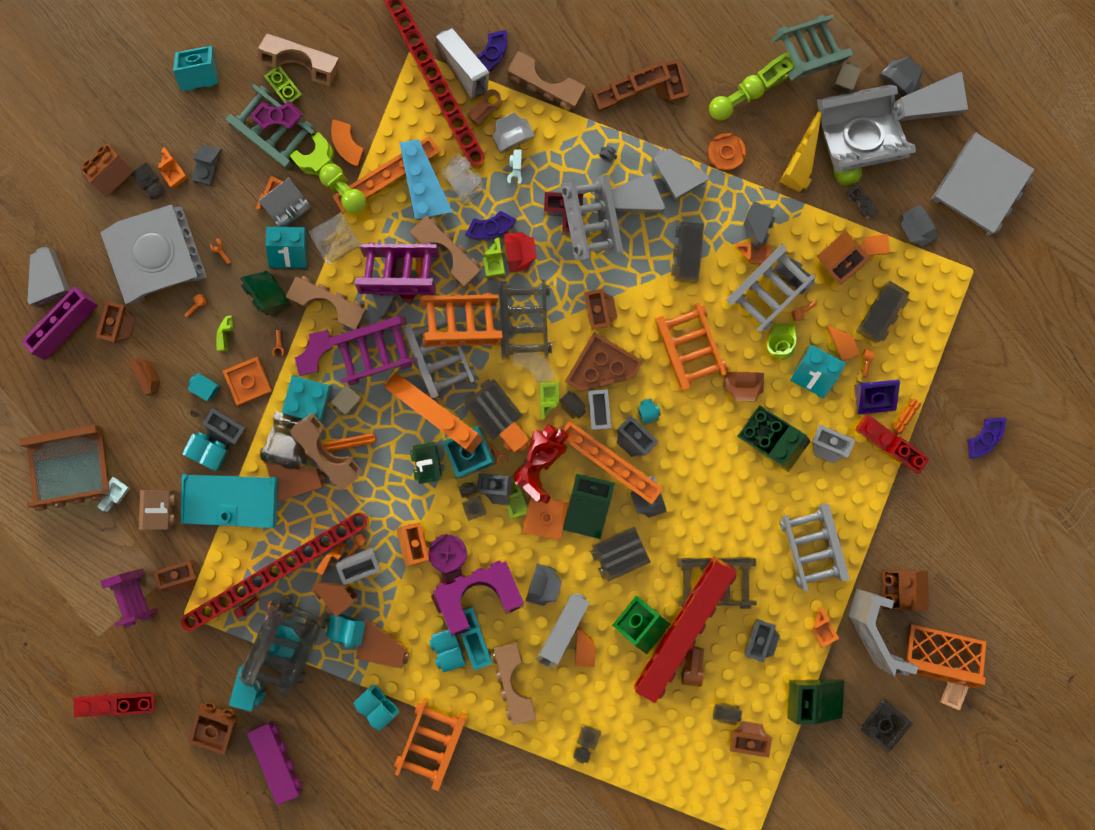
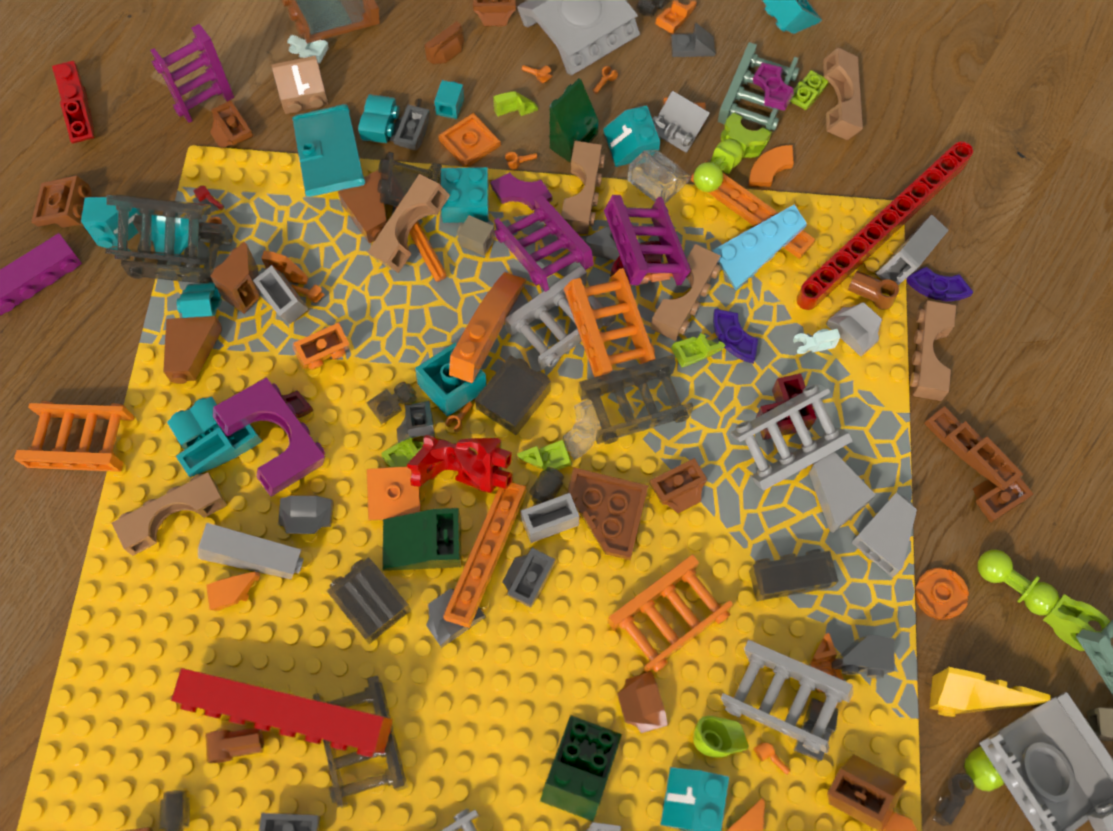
camera: 80 degrees right, 20 degrees down
(266, 572) = (233, 192): red beam -> none
(376, 707) = (112, 363): teal brick -> none
(427, 463) = (426, 338): clear green slope -> none
(447, 553) = (319, 392): magenta tile -> none
(462, 179) = (778, 285): clear slope -> none
(514, 438) = (484, 420): orange brick -> none
(520, 251) = (715, 372): red slope -> none
(587, 738) = (110, 628): clear smoke plate -> none
(608, 154) = (877, 442): dark grey plate -> none
(641, 625) = (277, 655): green slope -> none
(648, 411) = (567, 583): teal plate -> none

